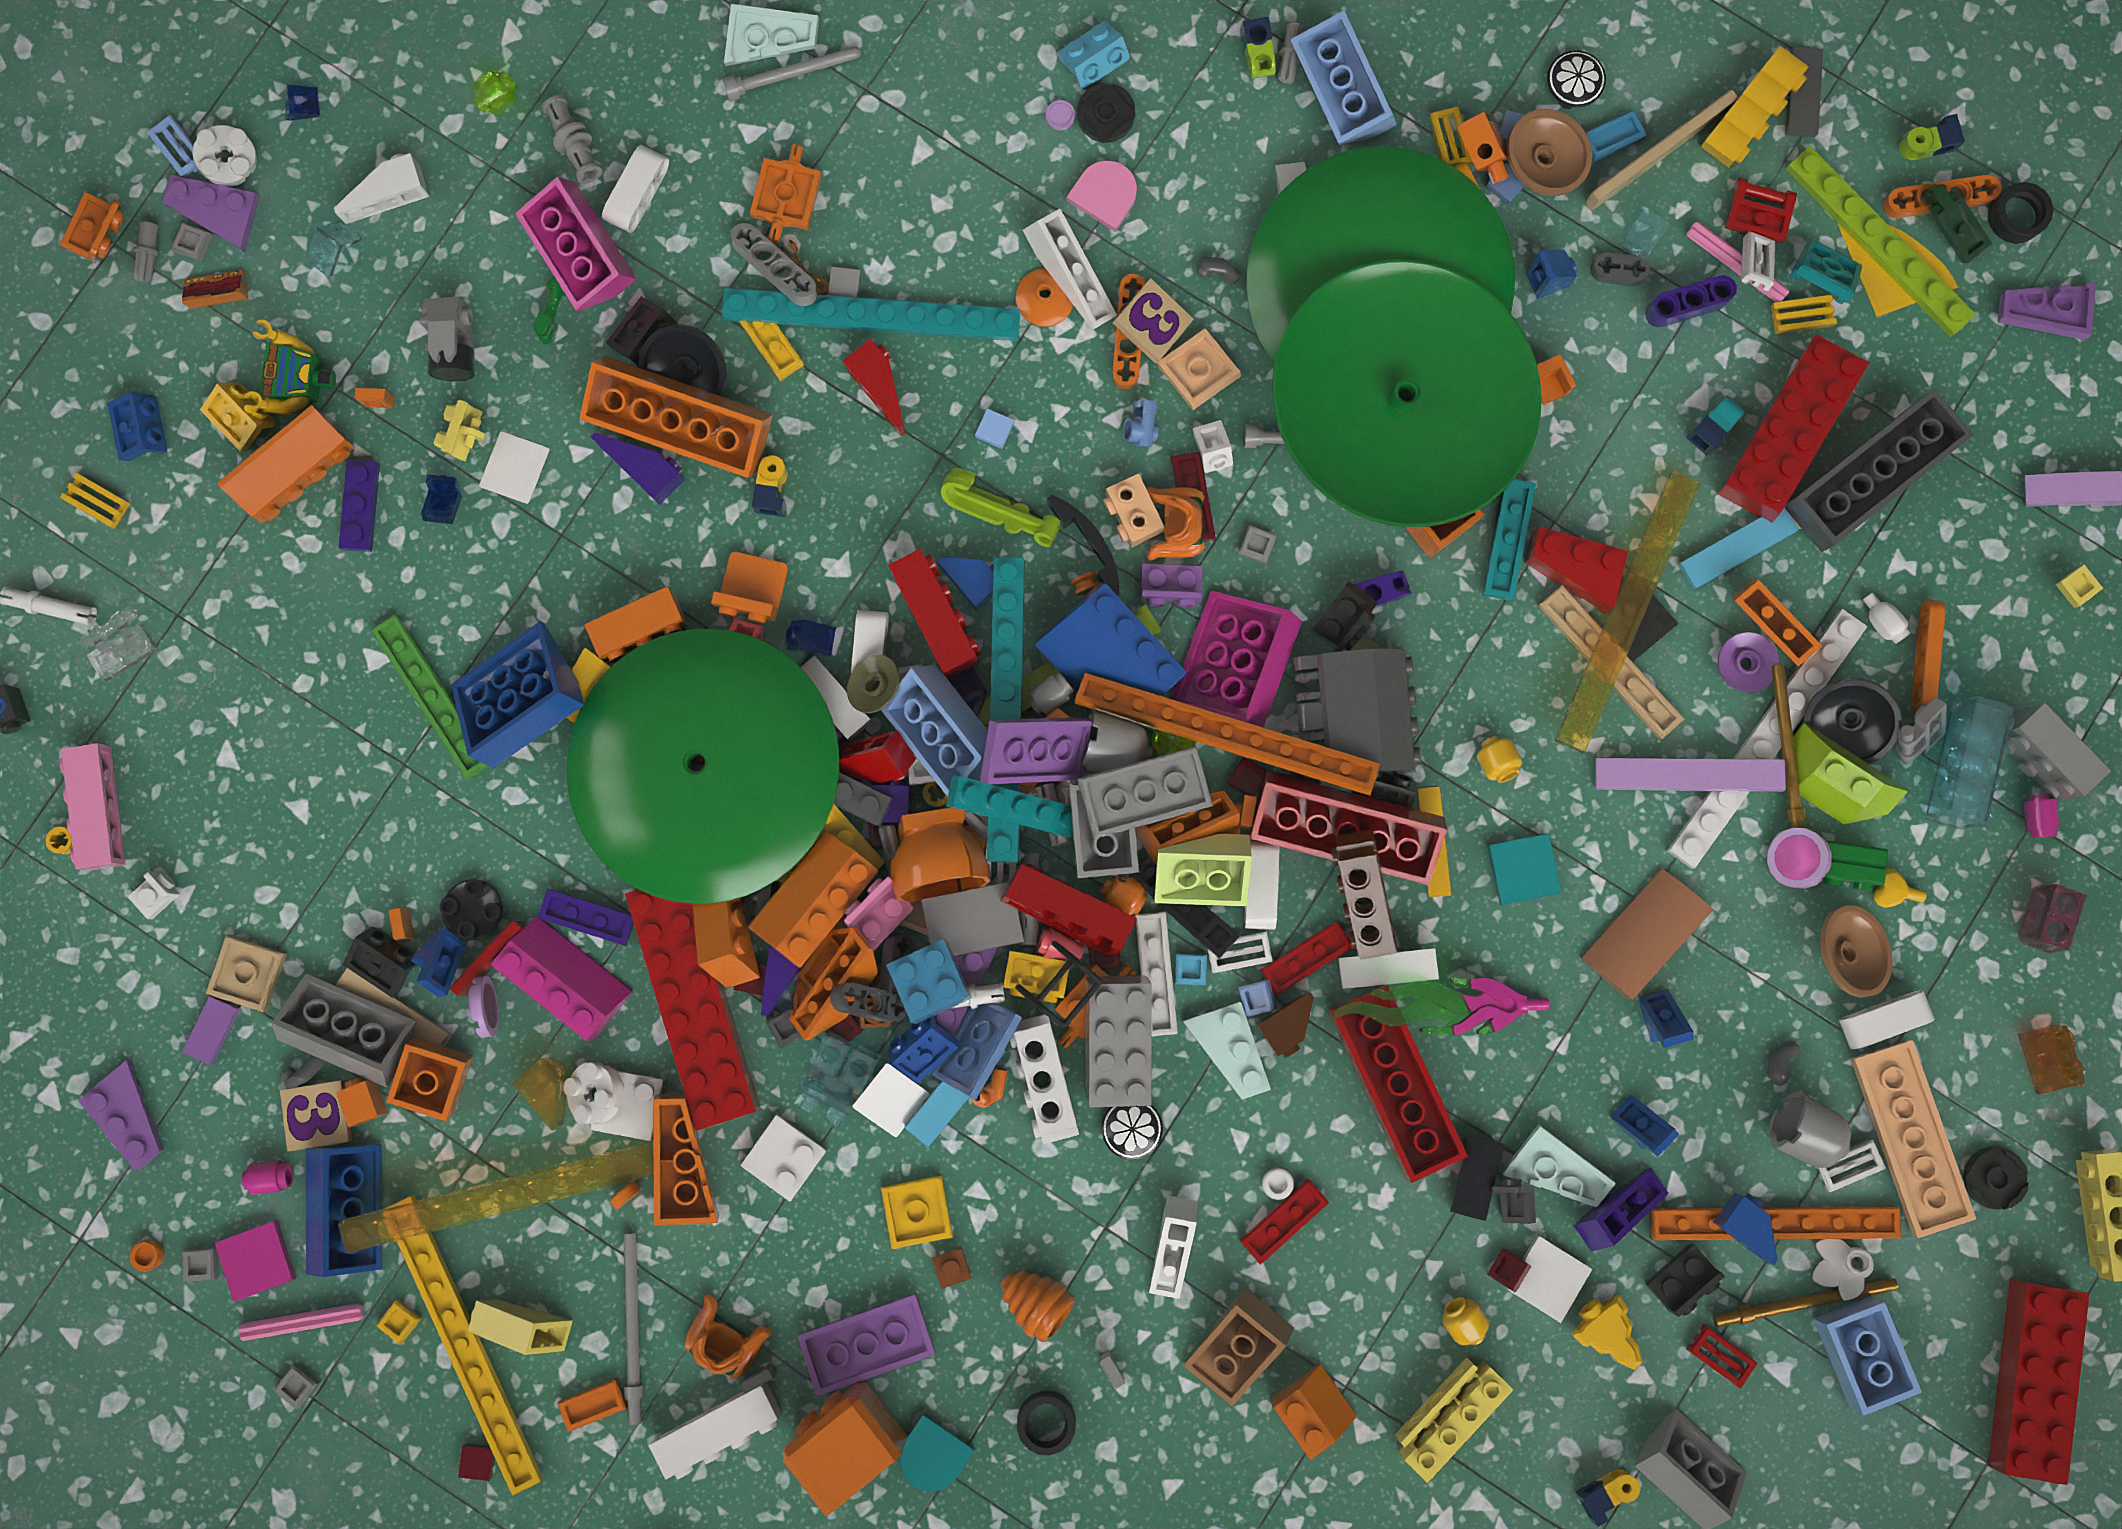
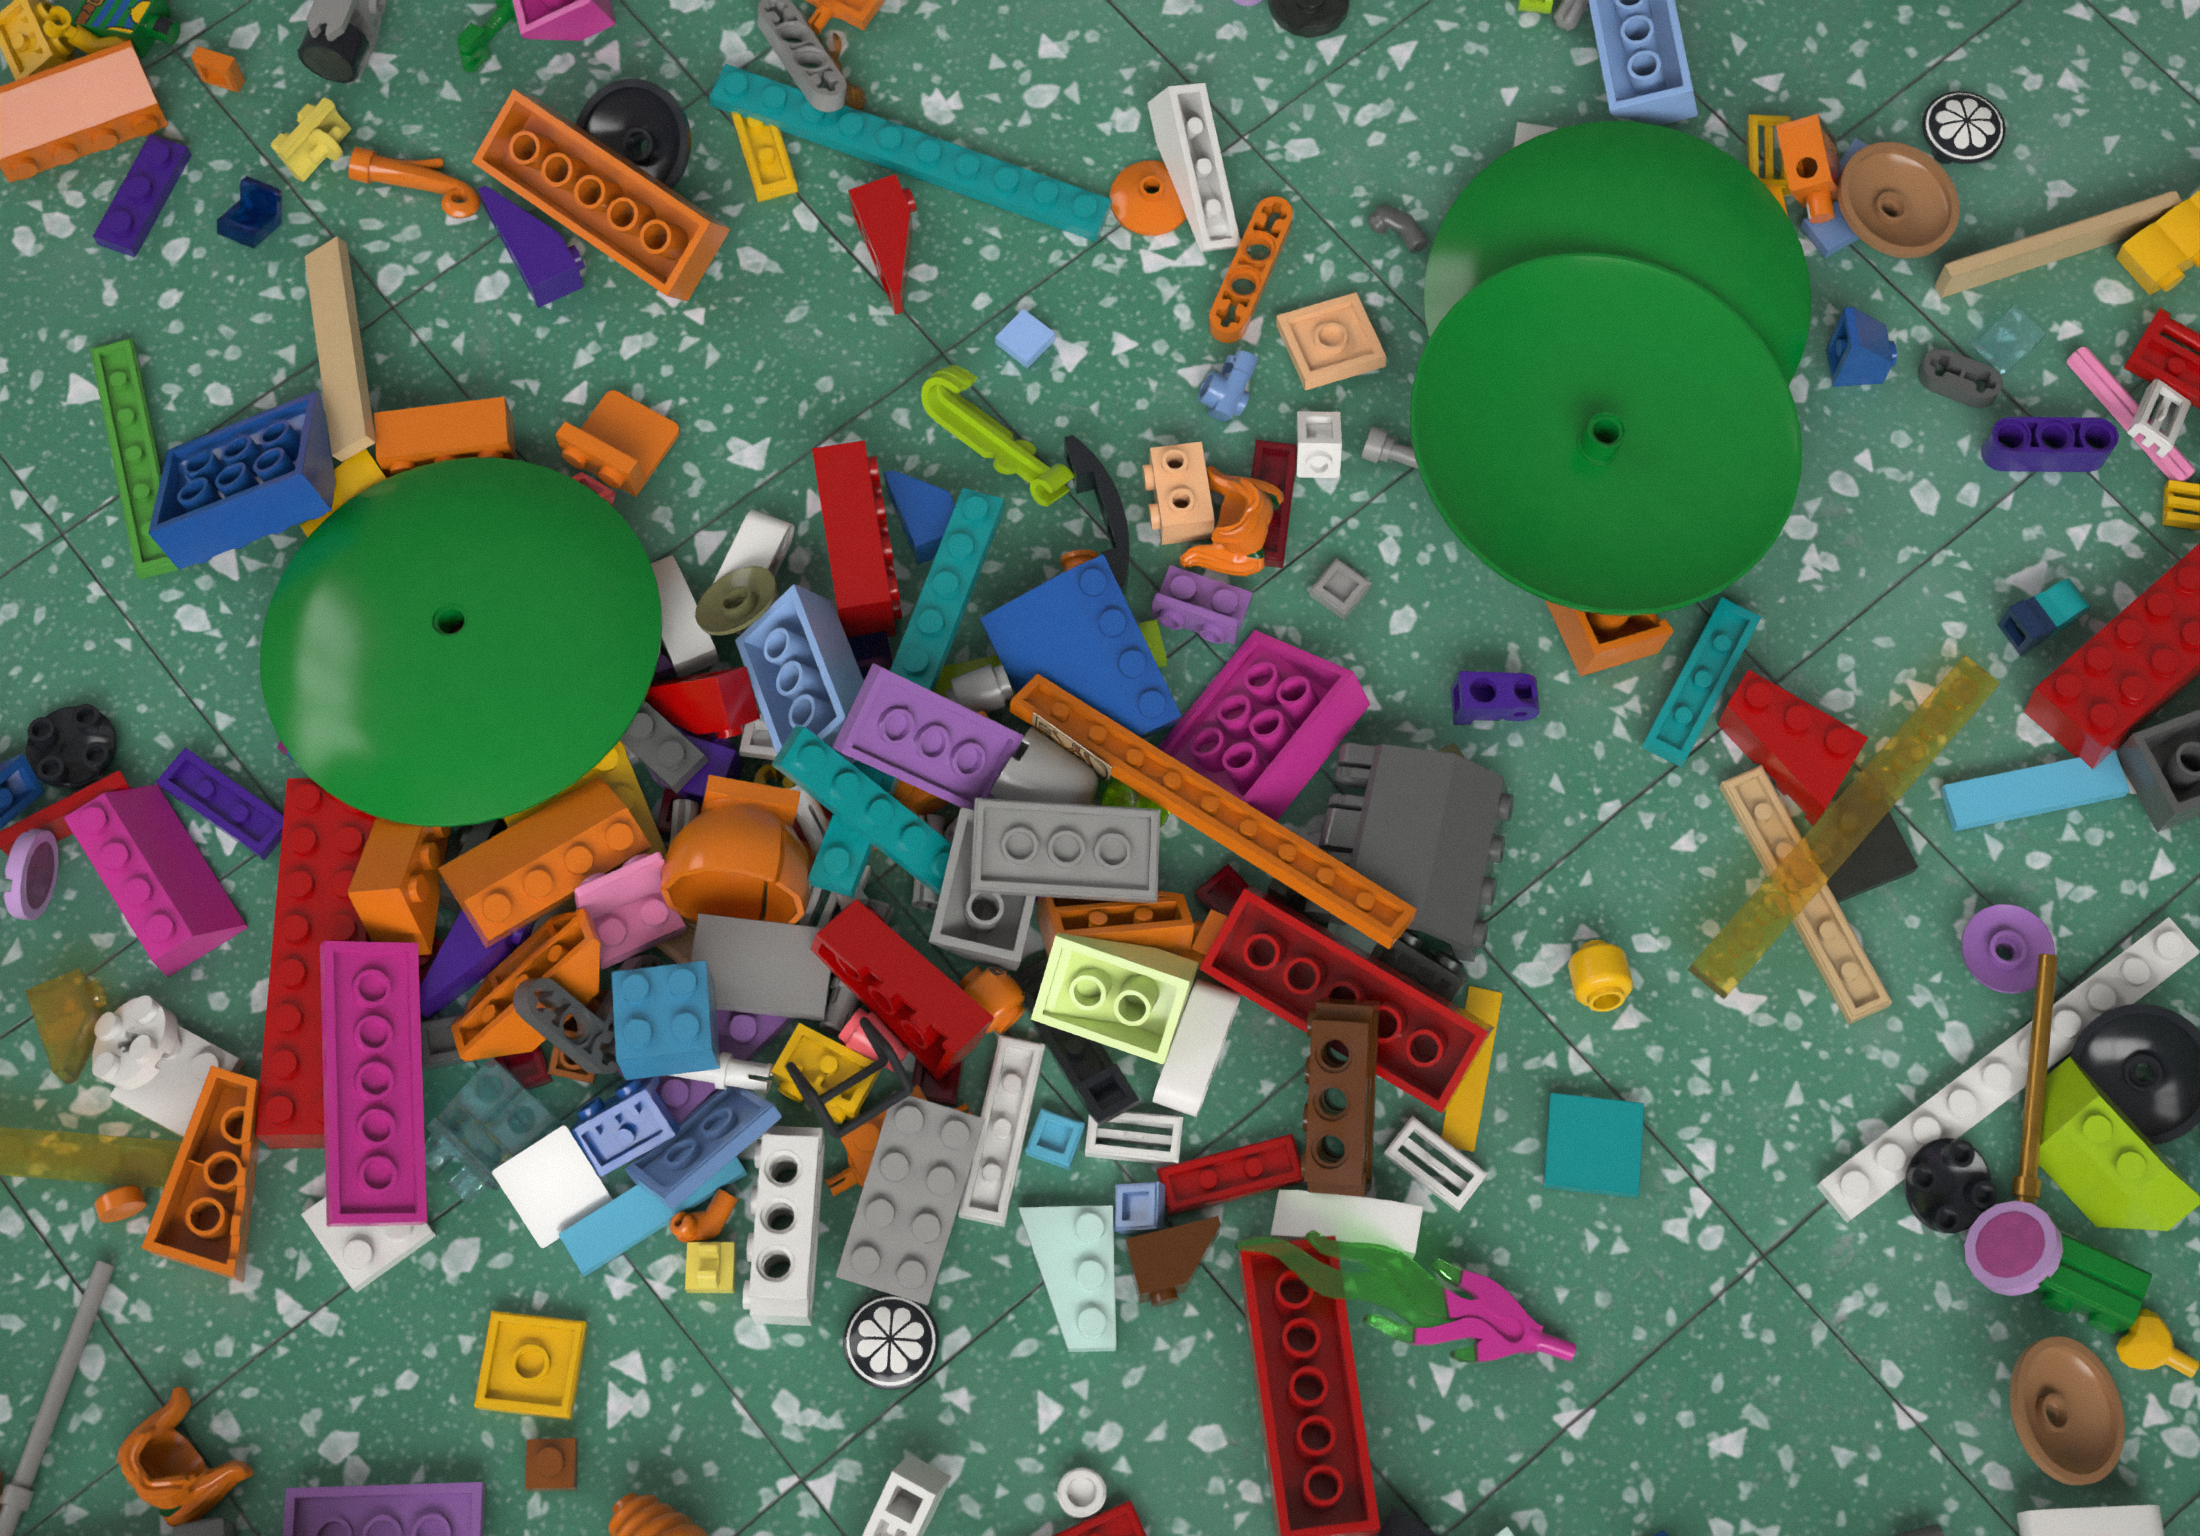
camera: 15 degrees right, 15 degrees down
(514, 467) = (364, 212): white sticker -> none
(541, 433) = (416, 174): none -> orange plant
(541, 582) = (339, 350): none -> tan tile
(637, 327) = (581, 84): pearl dark grey bracket -> none
(758, 1077) = (372, 1084): none -> dark pink plate
(768, 486) = (691, 323): leg -> none
(810, 637) = (676, 528): clear blue bracket -> none
(844, 282) = (889, 102): light grey tile -> none
(1005, 1117) = (710, 1267): none -> light yellow tile
(1105, 193) = (1275, 93): bright pink tile -> none
(1153, 320) = (1286, 260): tan tile -> none
(1345, 616) = (1435, 709): pearl dark grey bracket -> none
(1405, 902) = (1426, 1180): none -> white tile
(1555, 379) = (1823, 490): orange panel -> none
(1615, 135) = (1998, 212): dark azure tile -> none
(1646, 934) = (1751, 1294): nougat slope -> none
(1664, 1019) = (1744, 1426): blue slope -> none
(1690, 774) = (1879, 1079): lavender tile -> none
(1749, 828) = (1948, 1185): none -> black dish
(1776, 621) = (2064, 900): orange brick -> none

